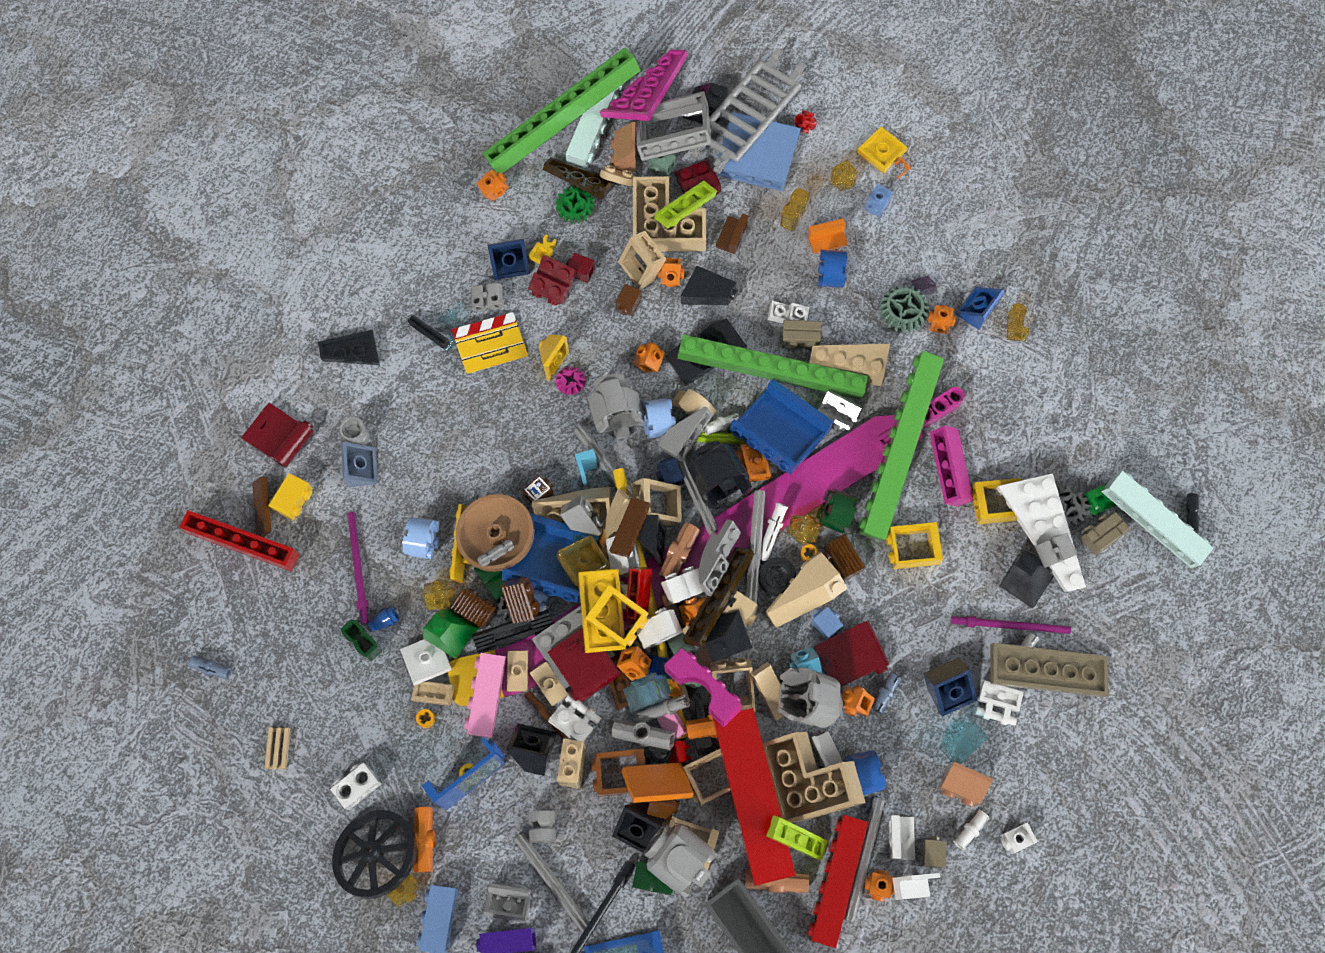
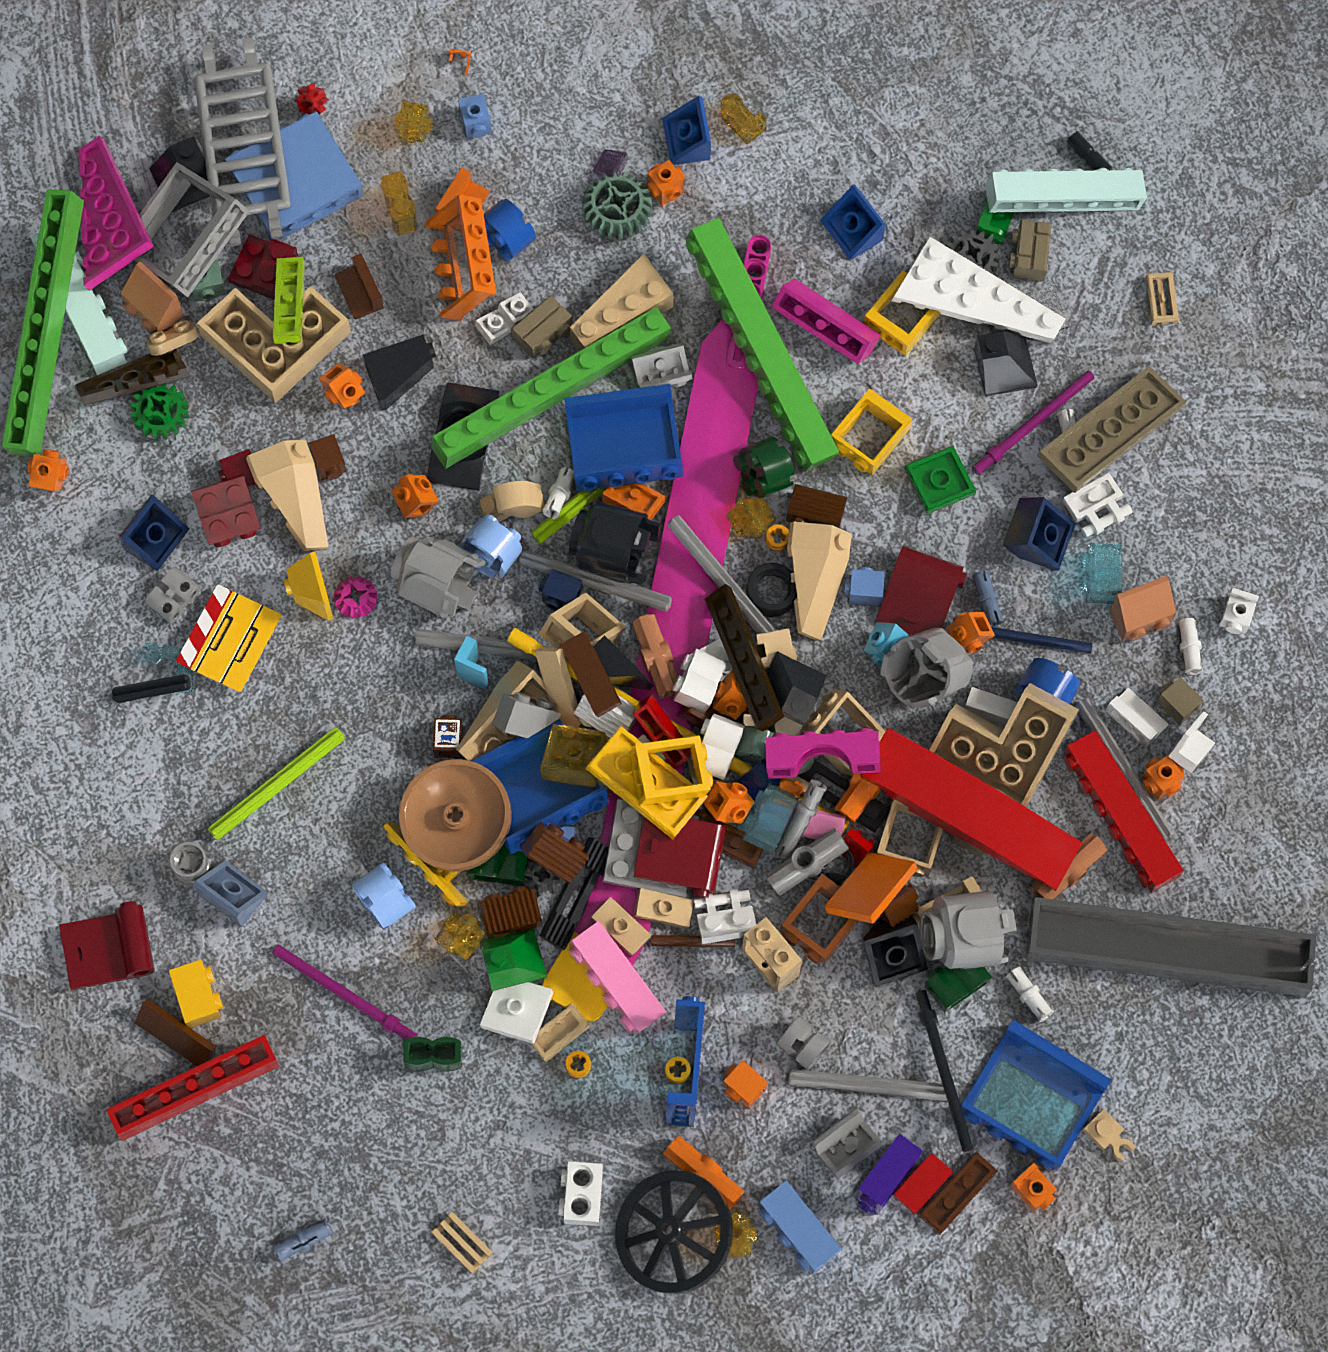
camera: 50 degrees left, 0 degrees up
(352, 348) = (84, 786): black wing -> none
(384, 619) = (430, 1014): blue cone -> none
(437, 434) = (276, 783): none -> lime axle
(491, 815) = (743, 1084): none -> orange brick
(495, 553) = (480, 832): light grey axle -> none
(532, 748) = (716, 982): black slope -> none
(542, 249) = (178, 491): yellow plate -> none
(595, 295) = (292, 483): none -> tan wedge
(653, 259) = (317, 387): tan window -> none
(683, 435) = (537, 540): light grey slope -> none
(685, 925) = (1029, 994): none -> white pin
(713, 560) = (699, 626): light grey slope -> none
(769, 688) = (880, 698): tan tile -> none
(775, 524) = (722, 545): white pin -> none
(797, 838) = (1049, 806): lime hinge -> none
(815, 243) = (466, 253): none -> orange window
(882, 149) = (420, 58): yellow tile -> none
(892, 743) = (1042, 640): none -> dark blue bar
(926, 606) = (940, 480): none -> green plate
(1020, 430) = (854, 223): none -> blue slope
(1055, 550) = (1006, 308): light grey piece -> none
(1143, 639) = (1164, 318): none -> tan tile

